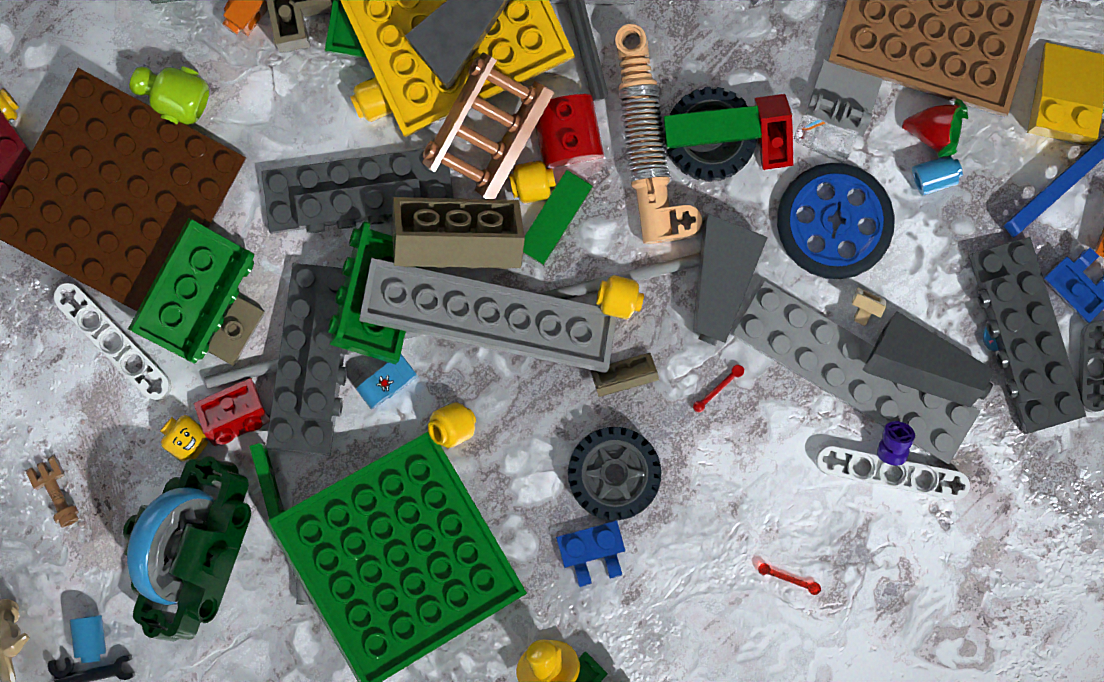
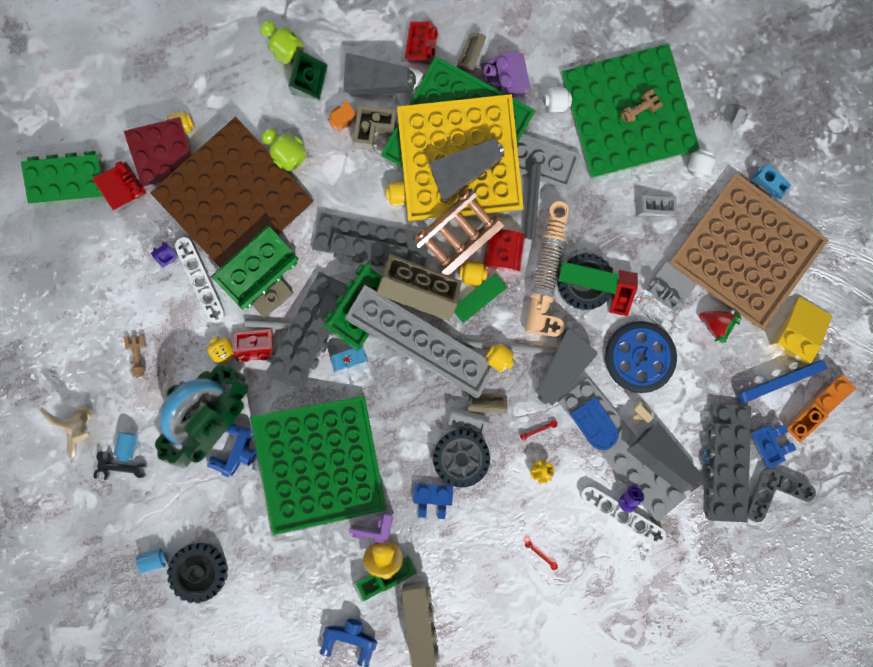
camera: 15 degrees right, 0 degrees up
(43, 321) = (164, 255): none -> dark purple tile
(267, 480) = (260, 390): green tile -> none
(270, 587) = (240, 453): none -> blue connector
(451, 425) = (377, 397): yellow head -> none
(532, 615) = (384, 525): none -> medium lavender bracket
(605, 412) = (468, 421): none -> light grey plate
(745, 449) = (542, 471): none -> yellow gear
(802, 349) = (595, 425): none -> blue window
(937, 174) = (709, 351): dark azure brick -> none

